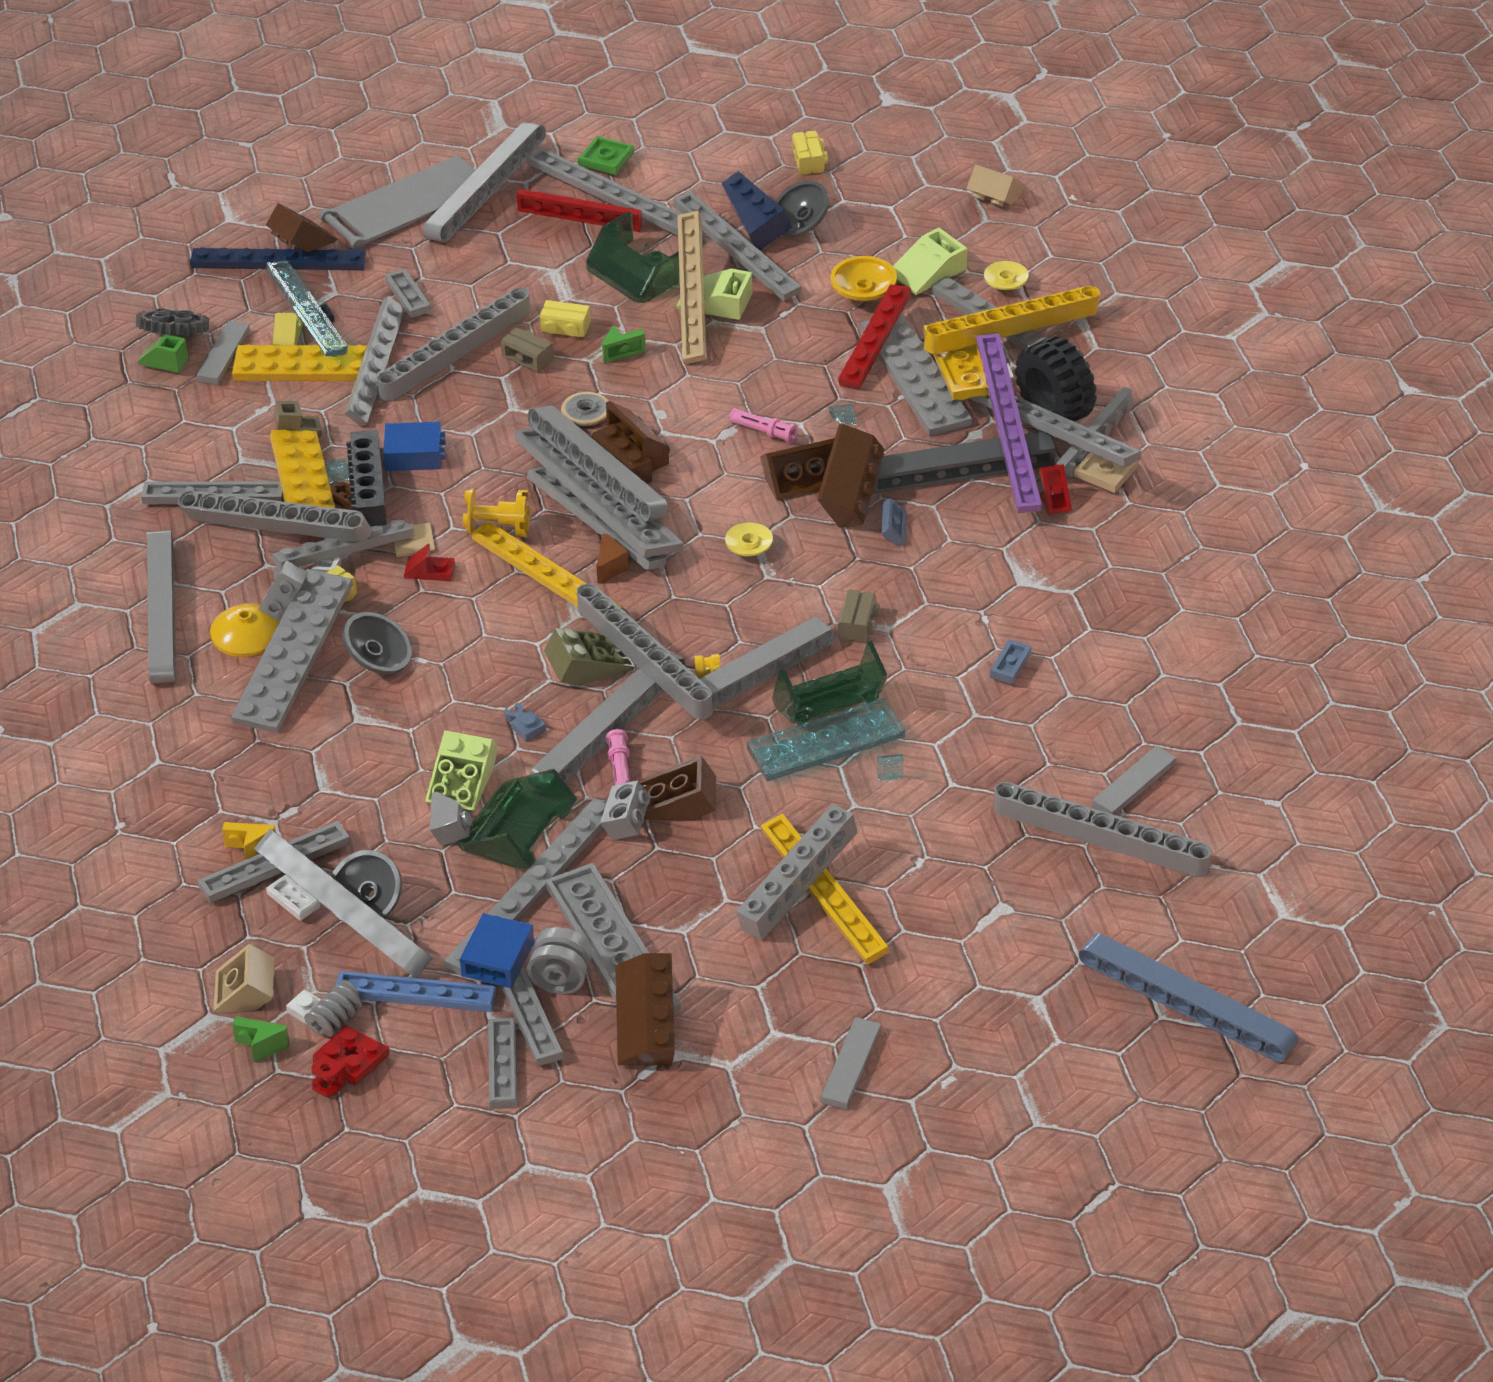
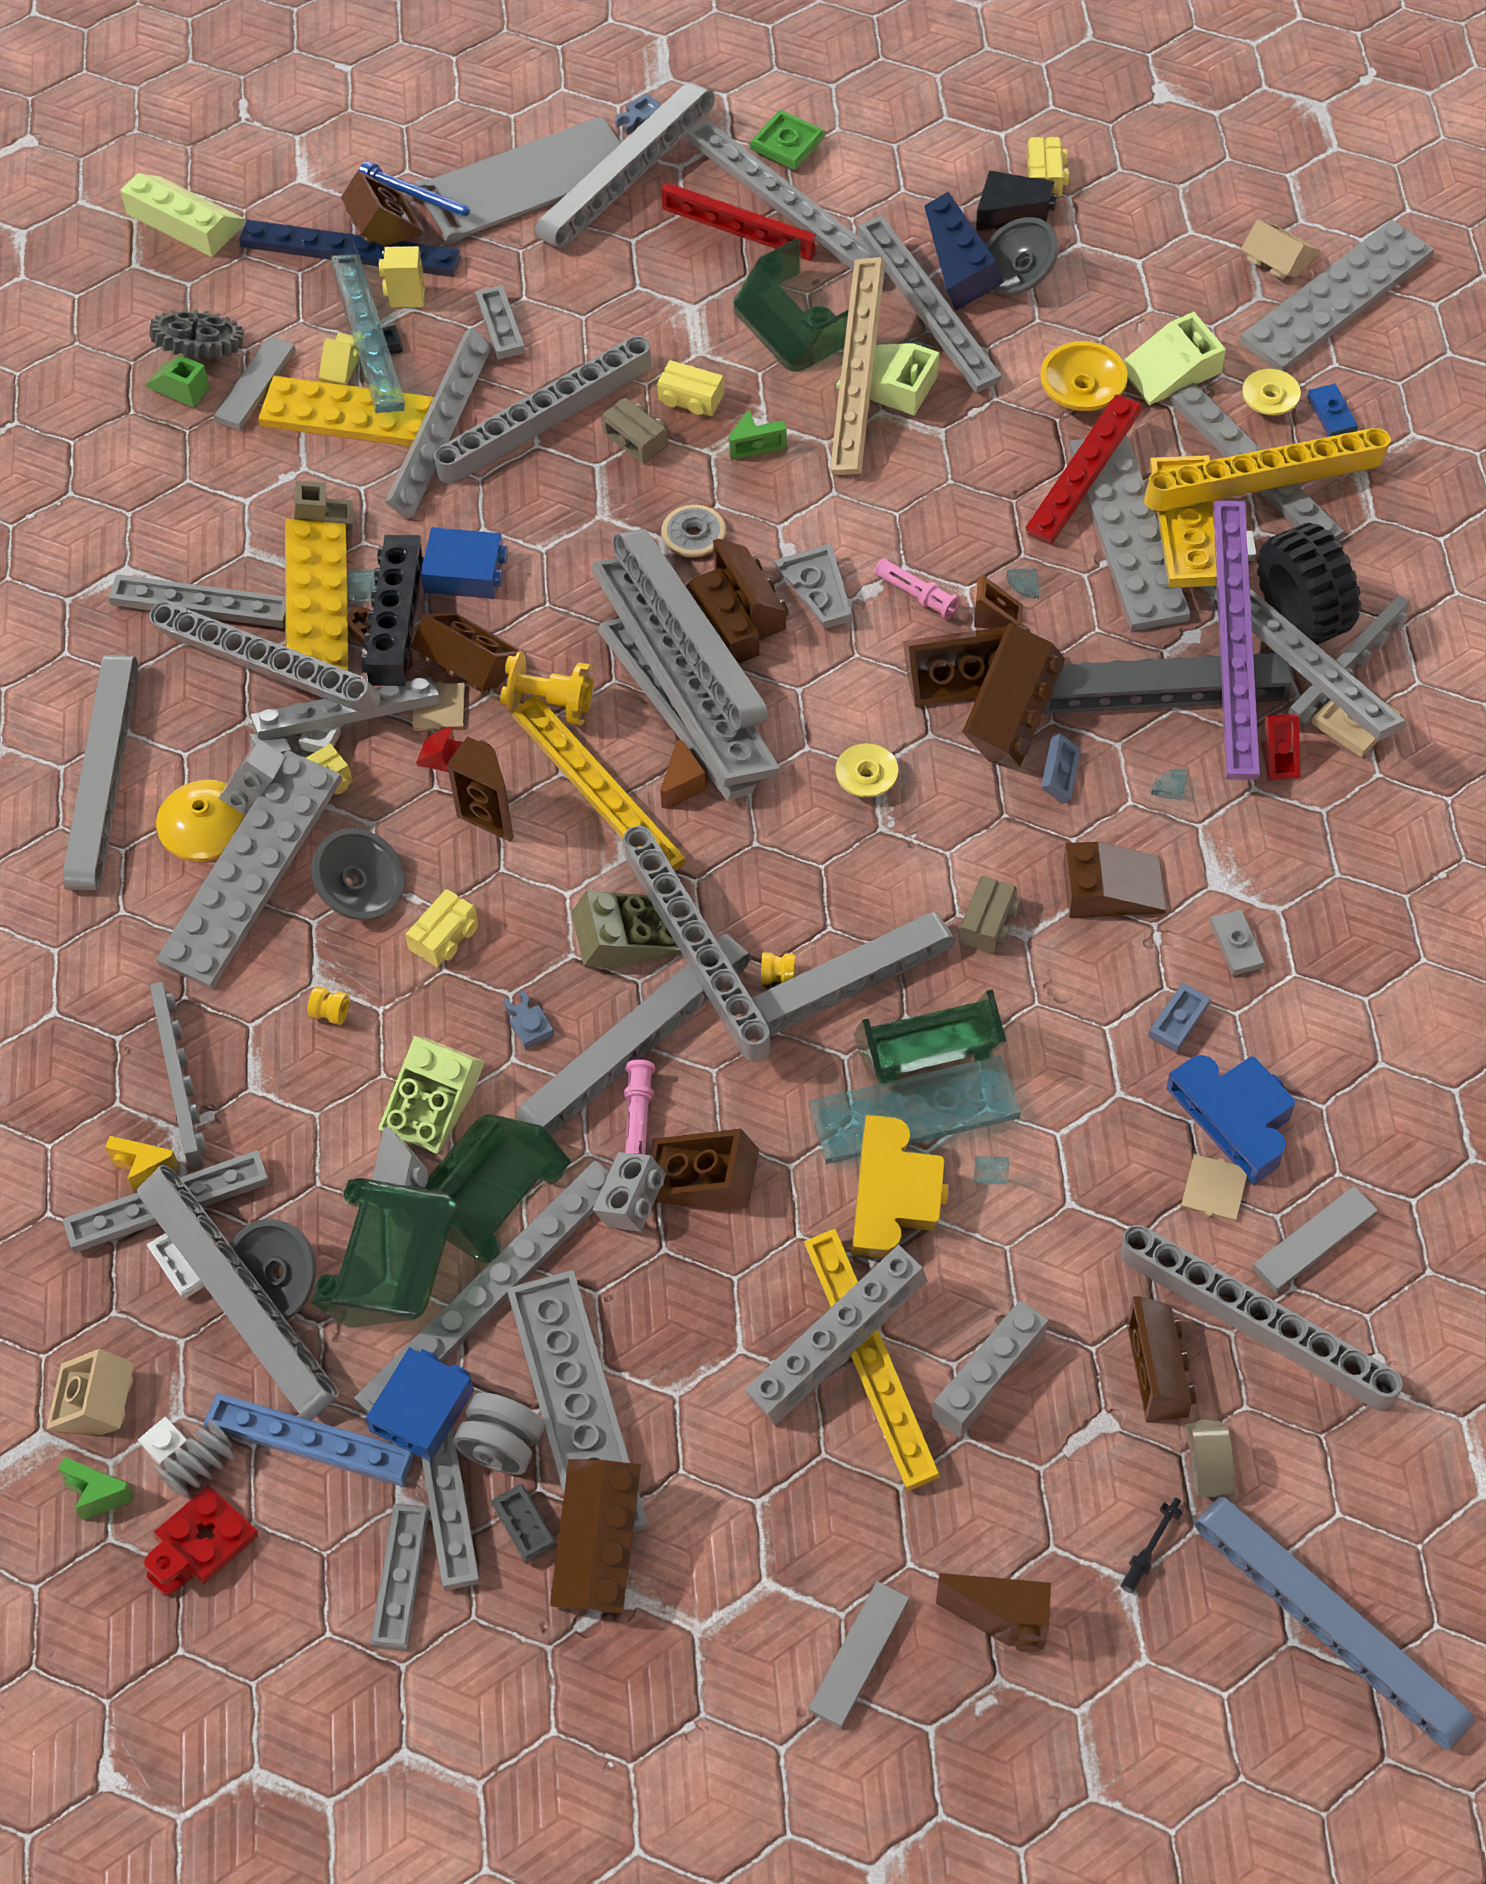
camera: 10 degrees right, 15 degrees up
(138, 250) = (180, 213): none -> yellowish green slope
(262, 777) = (180, 1085): none -> light grey plate
(327, 268) = (403, 277): none -> light yellow brick
(332, 217) = (374, 171): none -> blue piece
(371, 728) = (328, 1005): none -> yellow wheel
(425, 500) = (463, 649): none -> reddish brown slope
(447, 672) = (442, 928): none -> light yellow brick
(455, 865) = (388, 1255): none -> clear green windscreen
(462, 576) = (480, 788): none -> reddish brown slope
(485, 149) = (637, 113): none -> sand blue plate
(588, 1018) = (523, 1523): none -> dark grey plate
(688, 430) = (818, 584): none -> light grey wing
(784, 172) = (1013, 197): none -> black slope
(821, 425) = (995, 606): none -> dark orange slope
(821, 780) = (894, 1188): none -> yellow brick
(898, 899) = (973, 1385): none -> light grey arch
(943, 586) = (1111, 881): none -> reddish brown slope
(945, 1013) = (1001, 1607): none -> reddish brown slope
(977, 524) = (1170, 784): none -> clear light blue tile
(1034, 861) = (1159, 1360): none -> reddish brown slope
(1043, 212) = (1336, 296): none -> light grey plate
(1044, 613) = (1236, 942): none -> light grey plate
(1044, 983) = (1141, 1564): none -> black piece
(1051, 281) = (1332, 410): none -> blue plate
(1055, 761) = (1214, 1188): none -> tan piece
(1064, 710) = (1236, 1110): none -> blue brick
(1083, 912) = (1210, 1458): none -> dark tan brick

